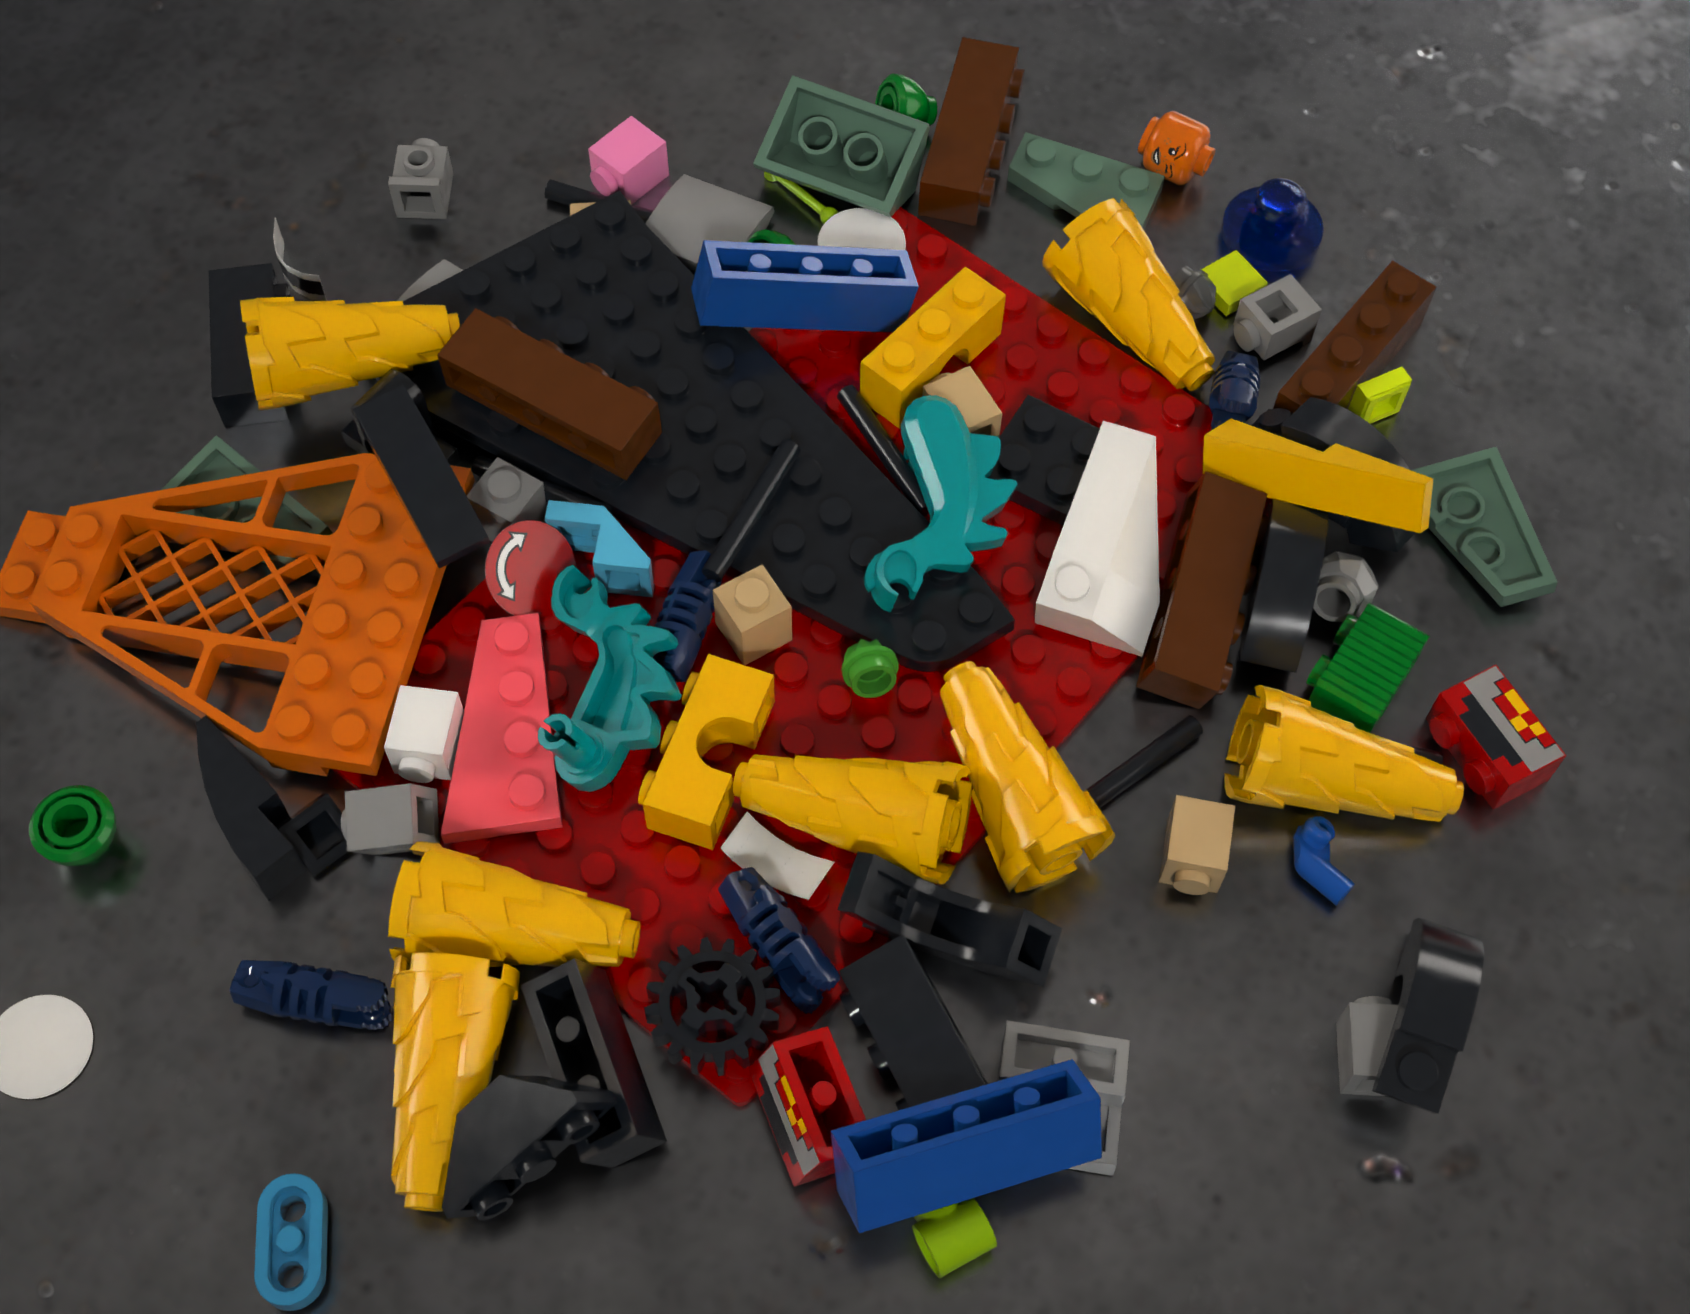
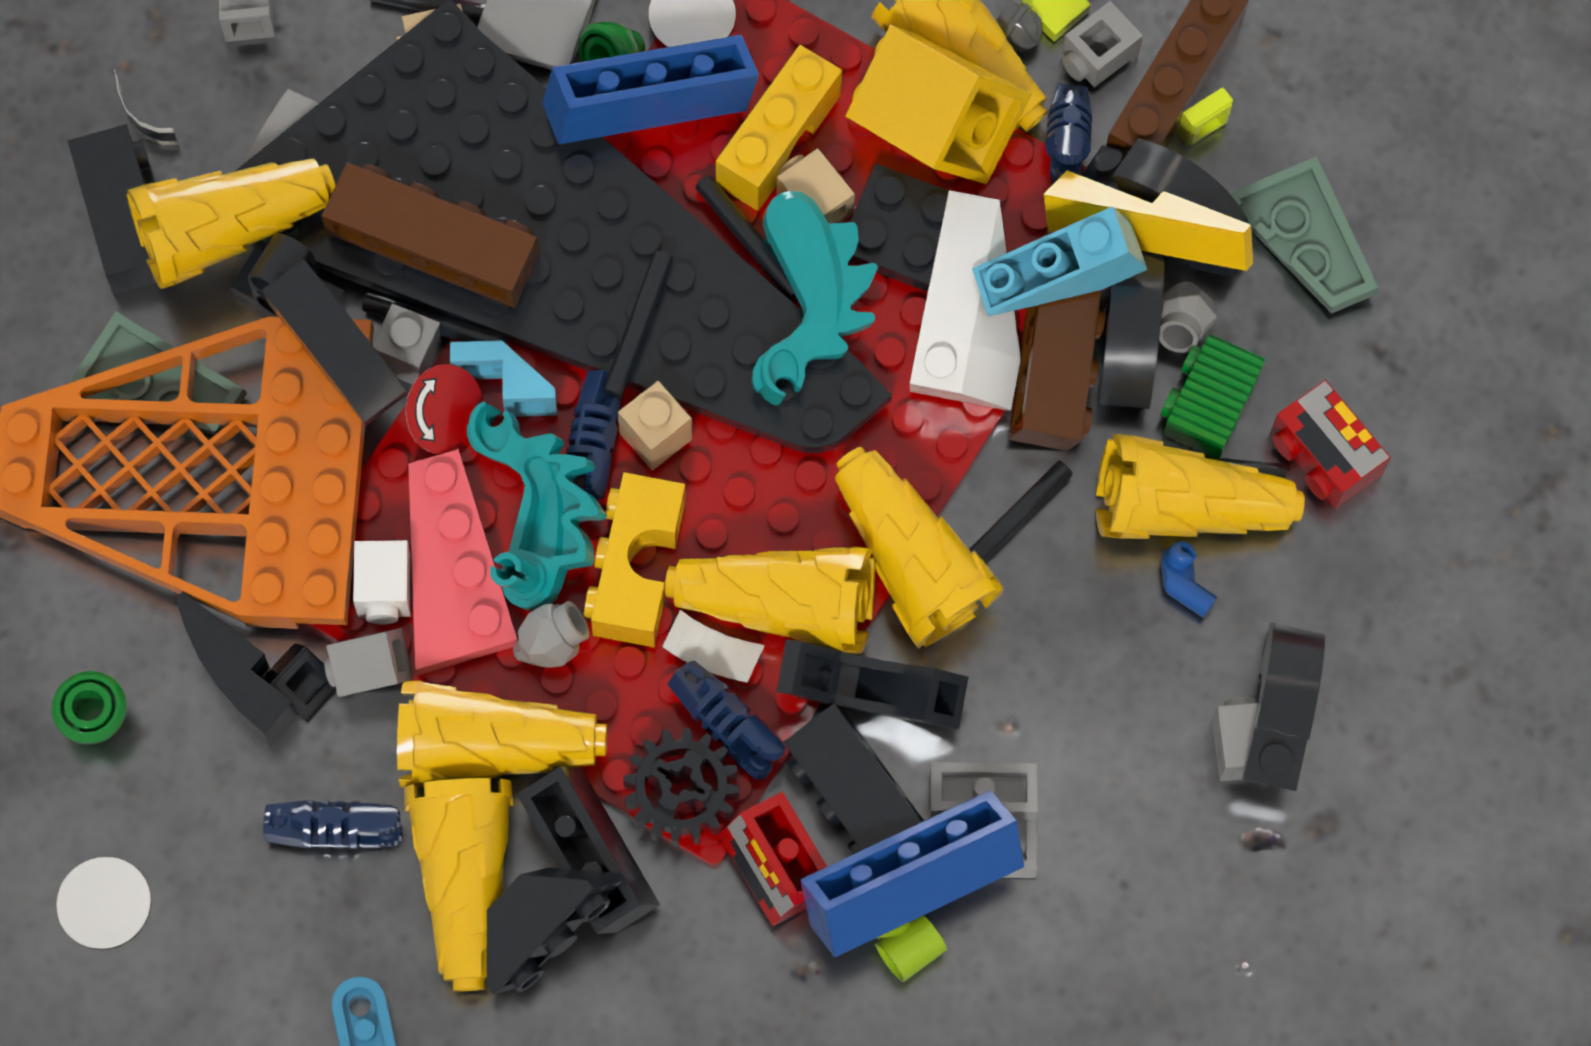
camera: 10 degrees left, 10 degrees up
(597, 816) = (551, 635): none -> light grey rock
(870, 668) = (768, 460): bright green plate -> none
(1103, 340) = (937, 105): none -> yellow slope
(1197, 845) = (1077, 583): tan brick -> none
(1219, 500) = (1062, 264): none -> medium azure slope

